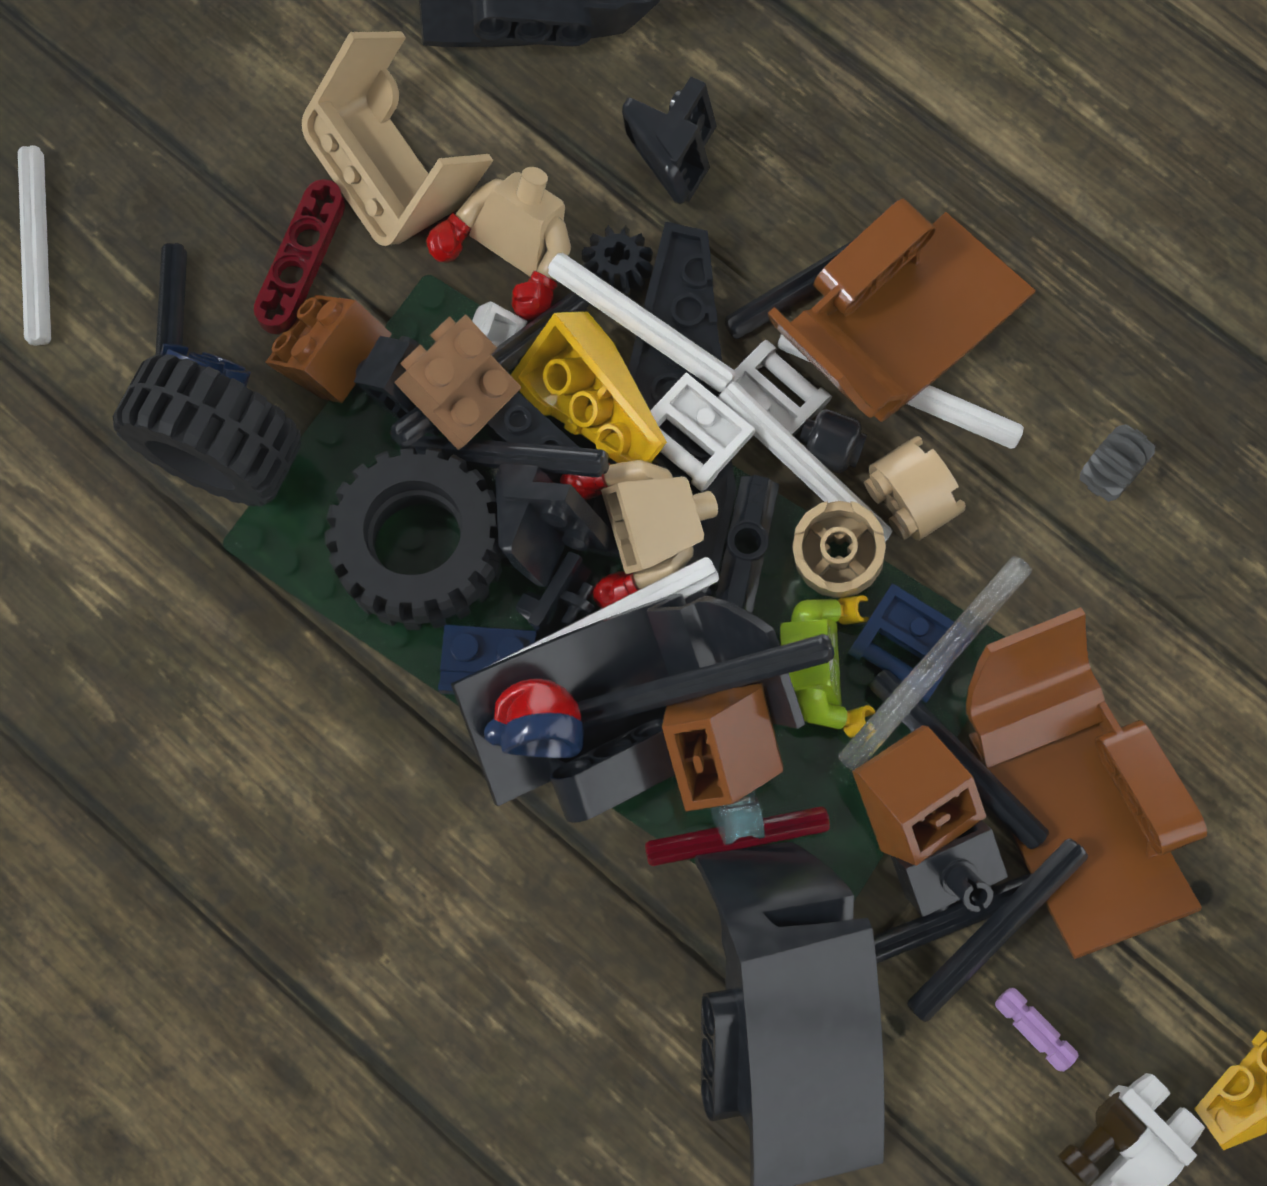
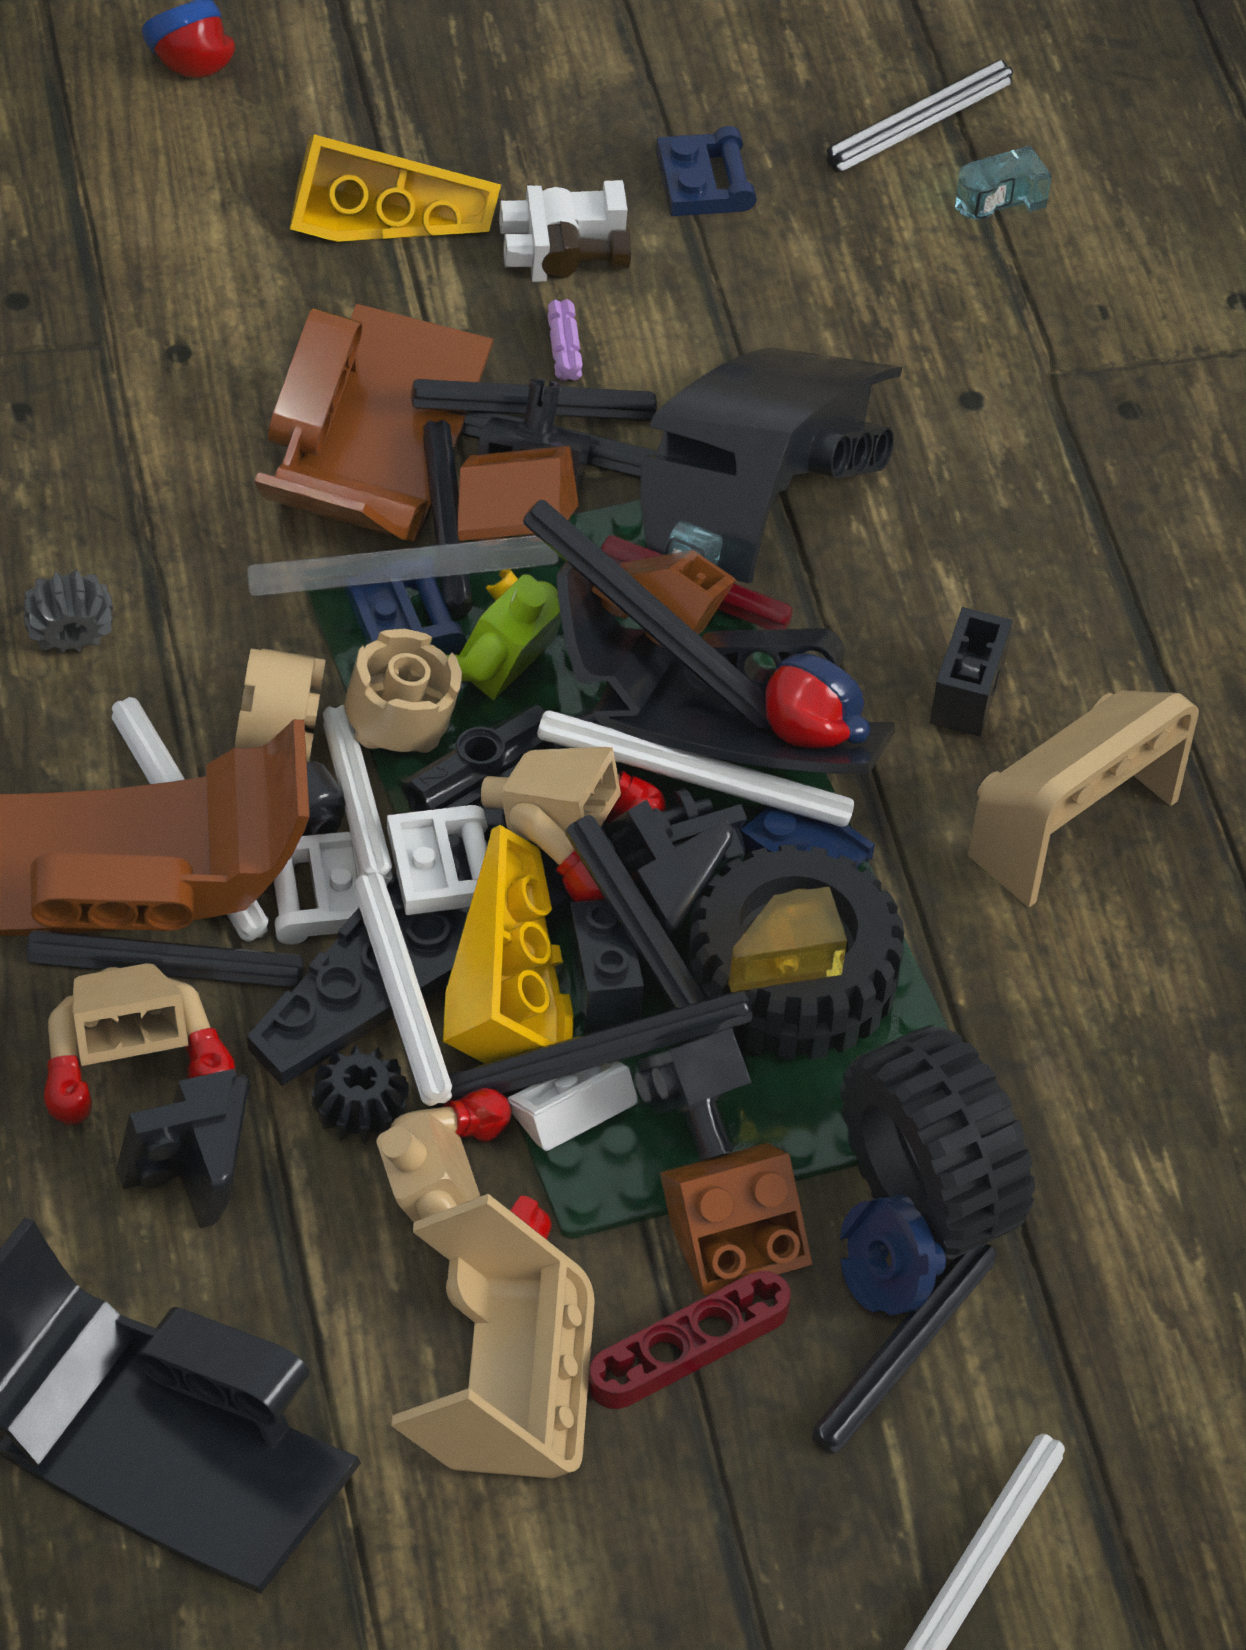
camera: 145 degrees left, 25 degrees down
(310, 838) = (1117, 739): none -> tan windscreen
(393, 484) = (790, 942): none -> clear yellow slope
(457, 380) = (646, 1013): medium nougat plate -> none
(479, 907) = (971, 671): none -> black brick
(788, 197) = (121, 1017): none -> tan torso

